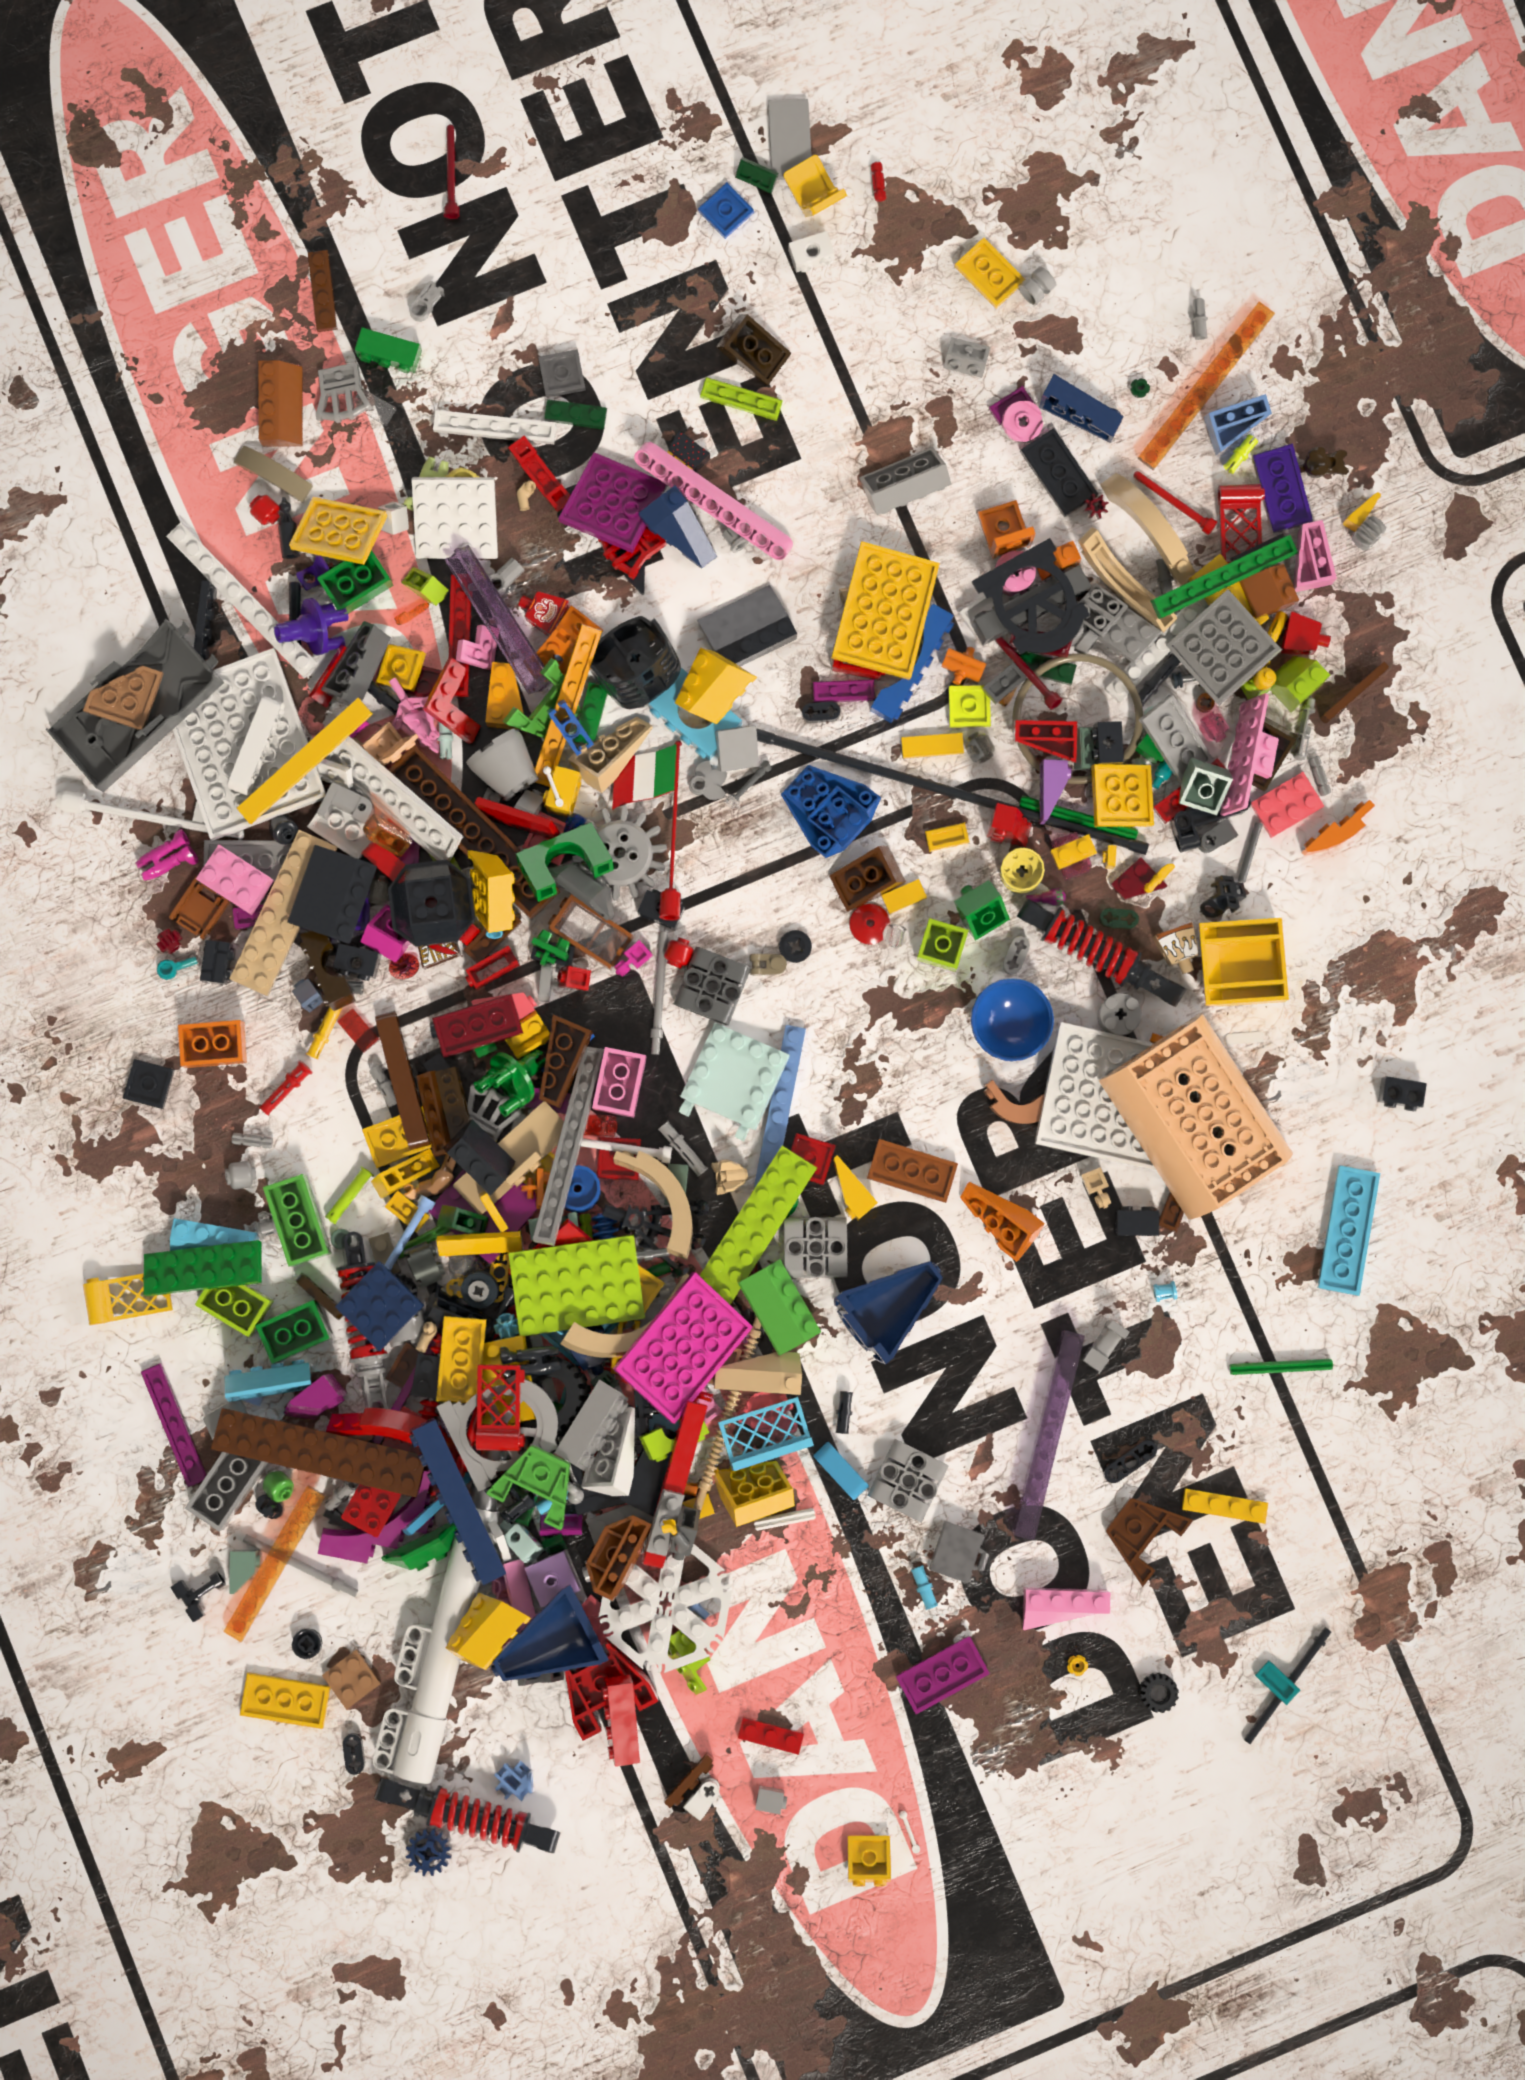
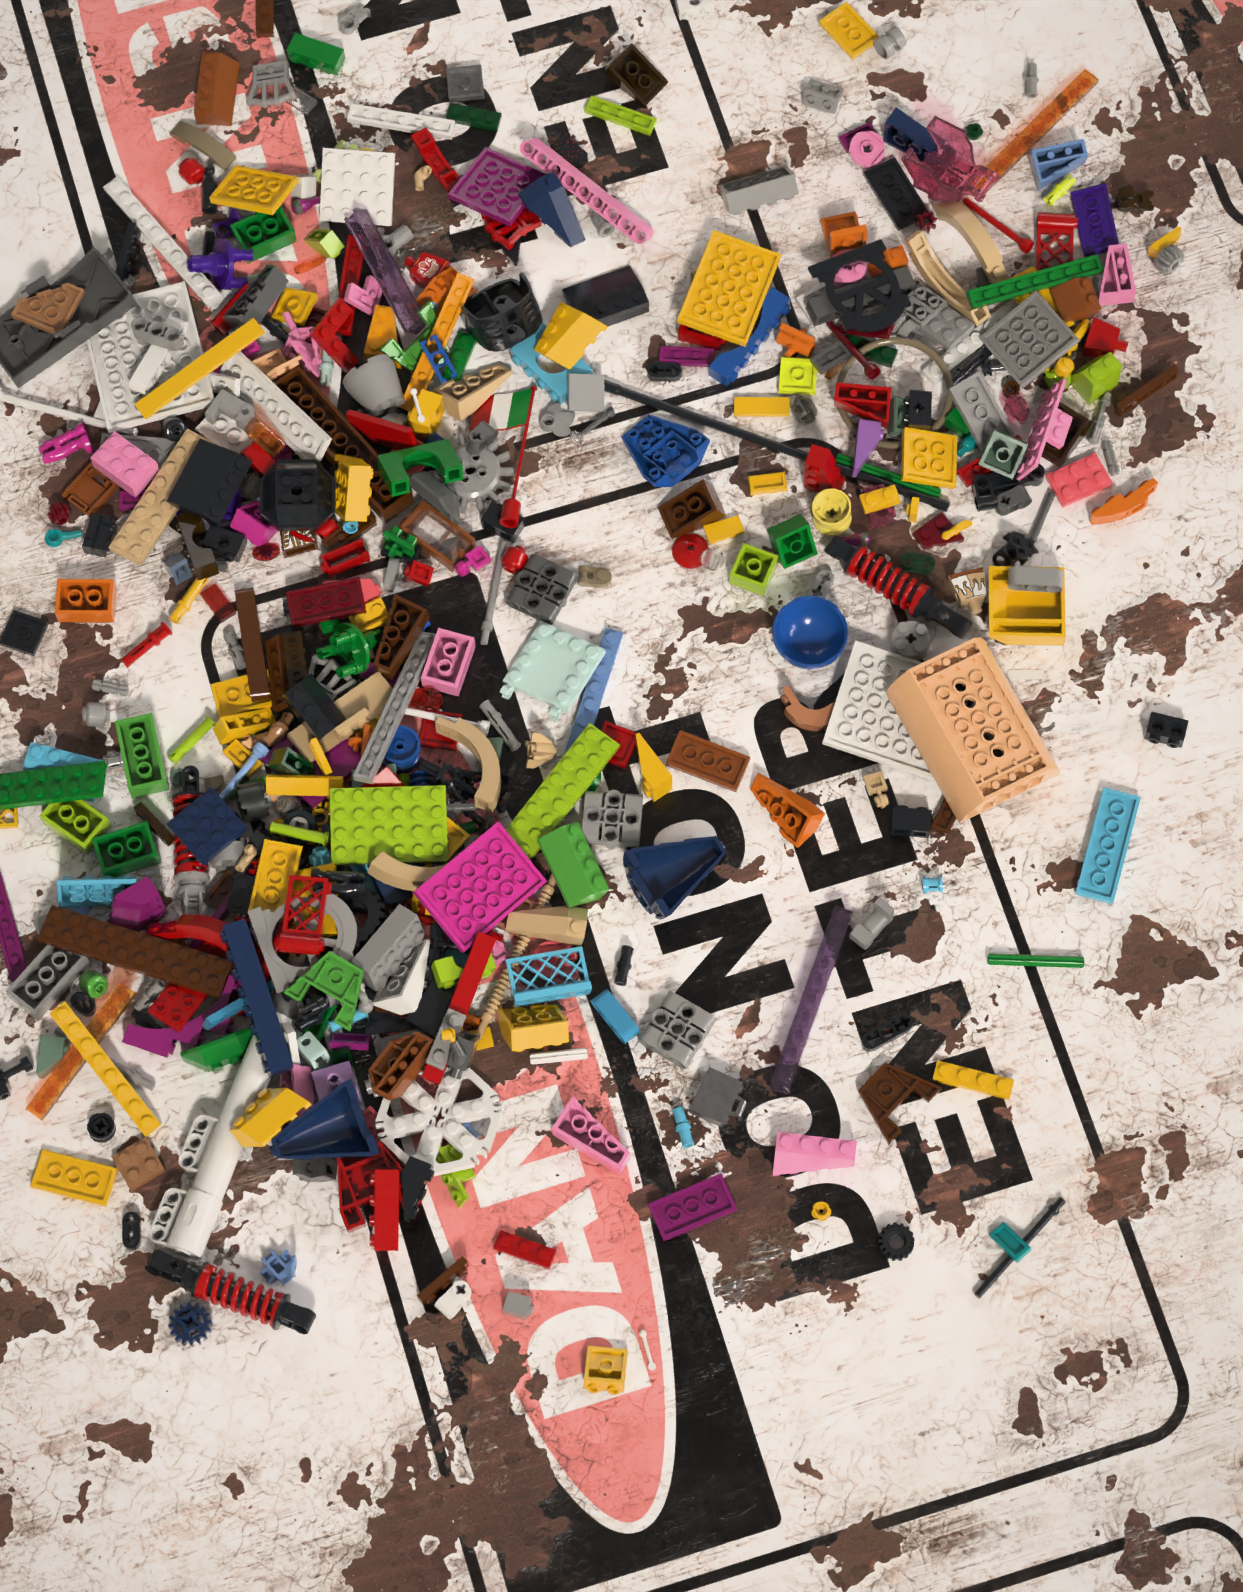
camera: 10 degrees right, 15 degrees down
(243, 720) = (151, 328): none -> light grey beam
(303, 1583) = (105, 1069): none -> yellow plate
(393, 542) = (300, 206): none -> magenta piece
(480, 1301) = (299, 833): none -> lime pin
(627, 815) = (480, 438): none -> dark grey piece
(648, 1686) = (414, 1180): none -> black slope
(792, 937) = (620, 555): black gear -> none
(823, 1608) = (590, 1137): none -> bright pink wedge
(1119, 446) = (951, 169): none -> clear pink piece
(1252, 937) = (1035, 579): none -> light grey beam

